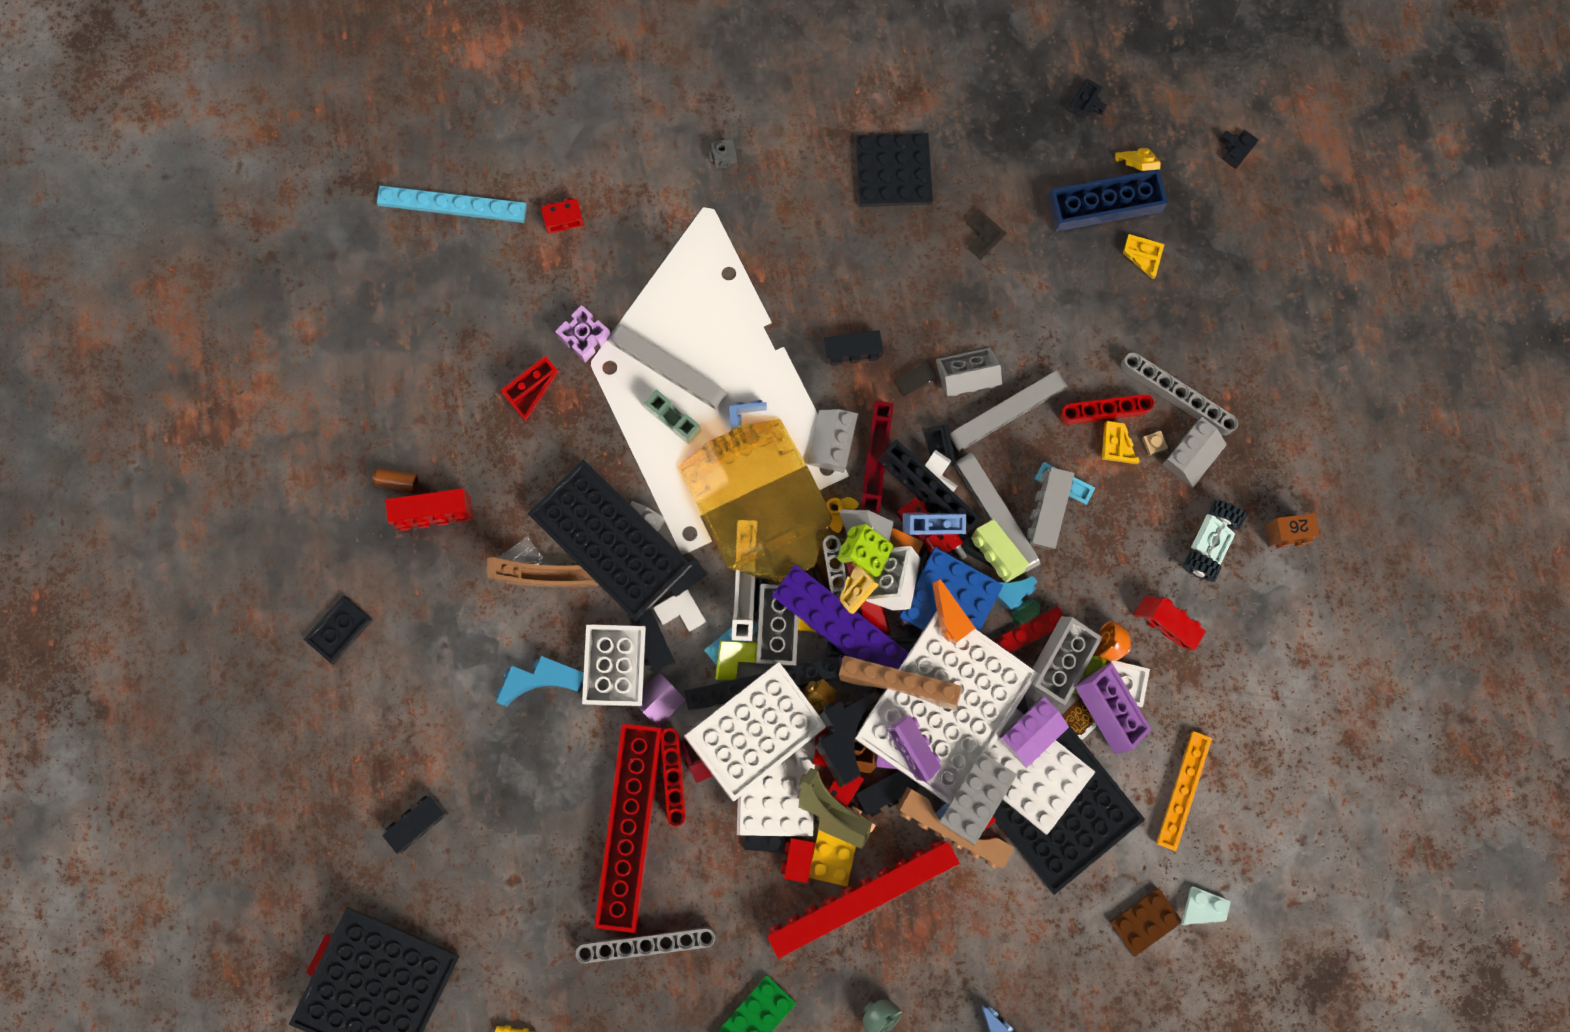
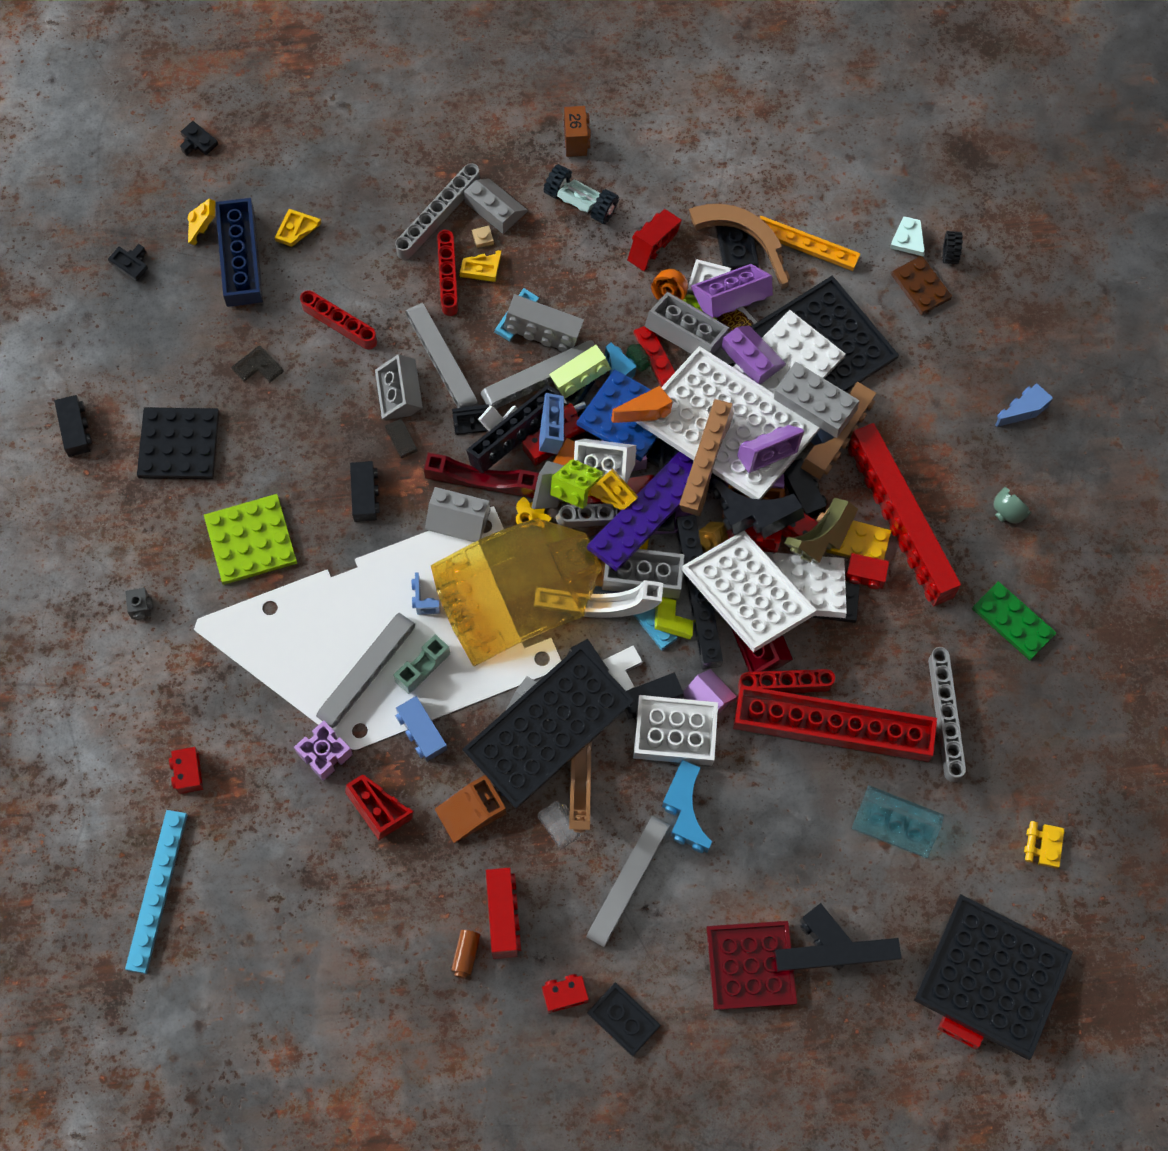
camera: 85 degrees left, 10 degrees down
(359, 573) = (564, 993): none -> red brick
(387, 748) = (746, 968): none -> dark red plate
(392, 831) = (838, 954): none -> black tile
(467, 627) = (628, 881): none -> light grey beam
(530, 474) = (470, 809): none -> dark orange slope
(532, 893) = (898, 821): none -> clear light blue slope
(609, 422) = (420, 729): none -> medium blue brick
(797, 247) = (250, 539): none -> lime plate
(902, 71) = (73, 425): none -> black brick
(1046, 299) = (334, 312): none -> red beam
(1175, 713) = (736, 247): none -> black tile
(1193, 957) = (952, 247): none -> black tyre
(1204, 703) = (739, 218): none -> medium nougat arch

